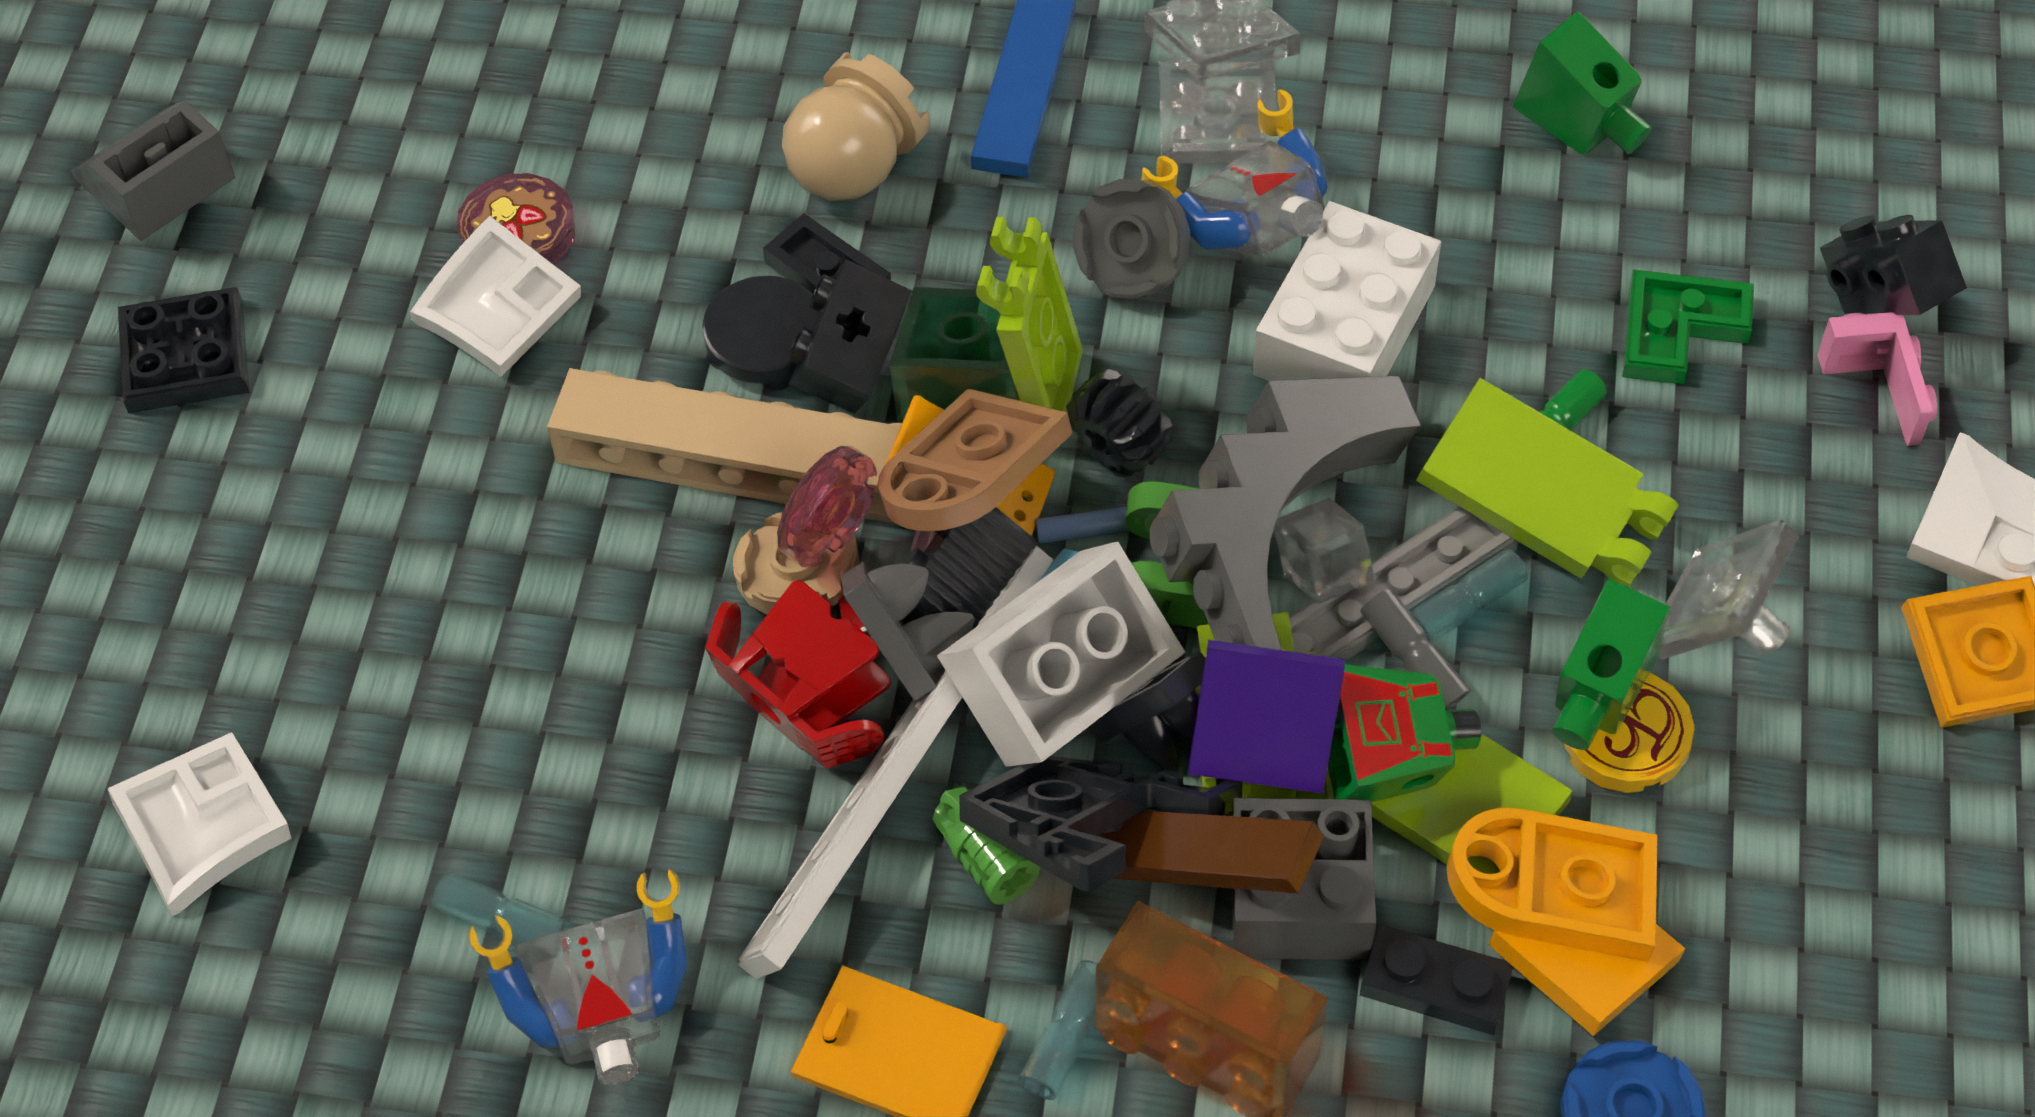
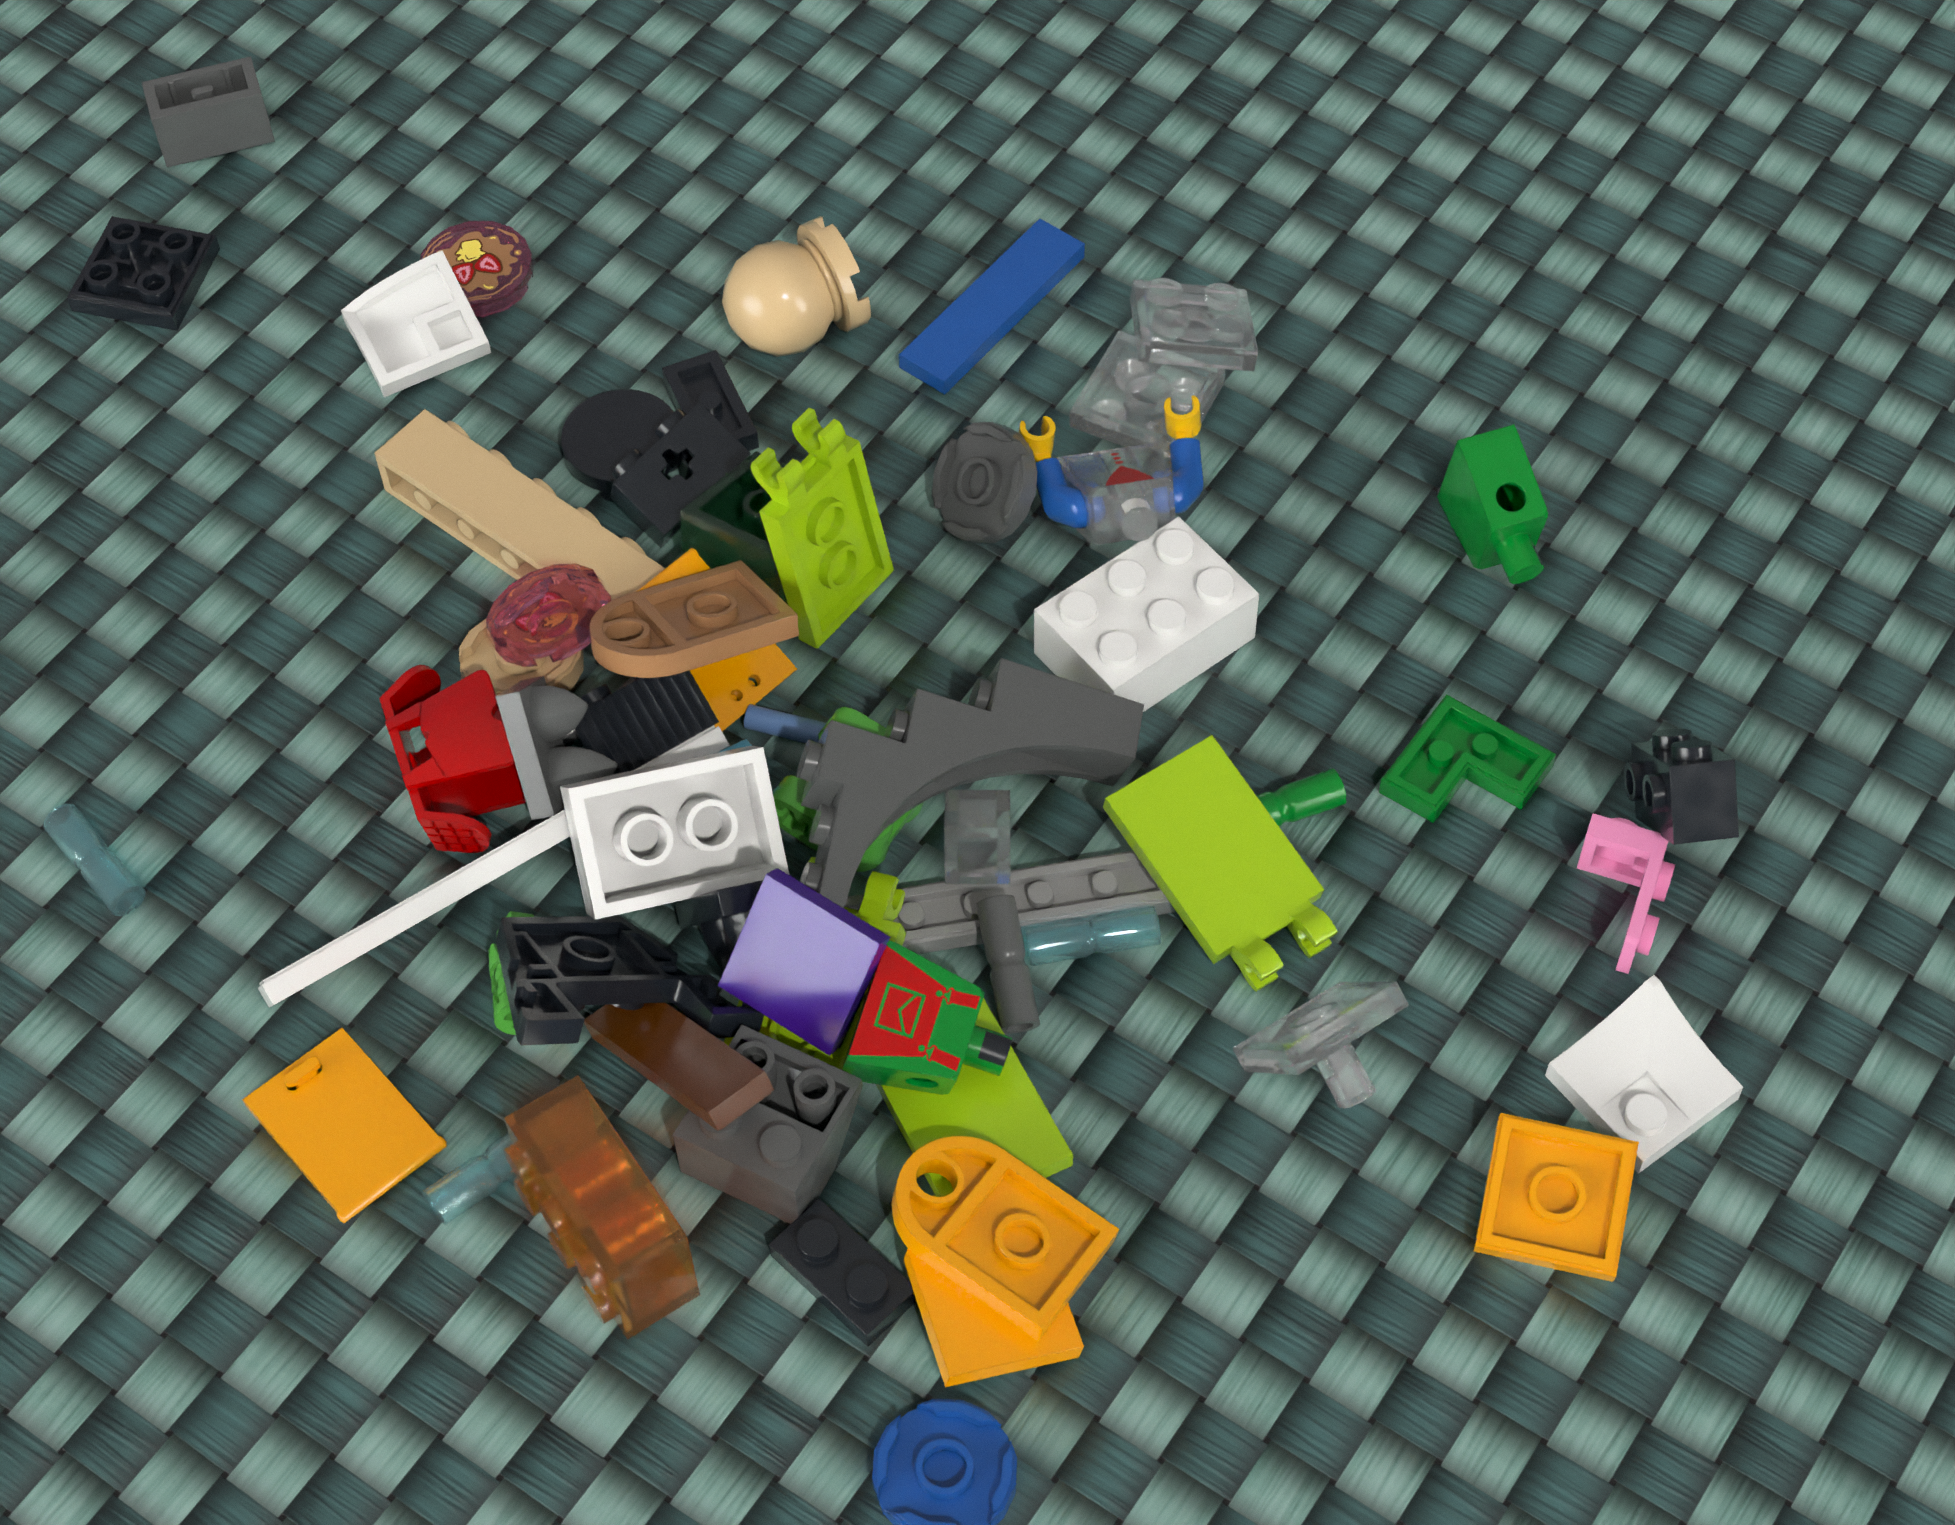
camera: 25 degrees right, 0 degrees up
(595, 984) = (120, 950): torso -> none
(1119, 422) = (867, 645): black gear -> none
(1608, 664) = (1158, 1051): green torso -> none
(1648, 745) = (1164, 1121): yellow tile -> none

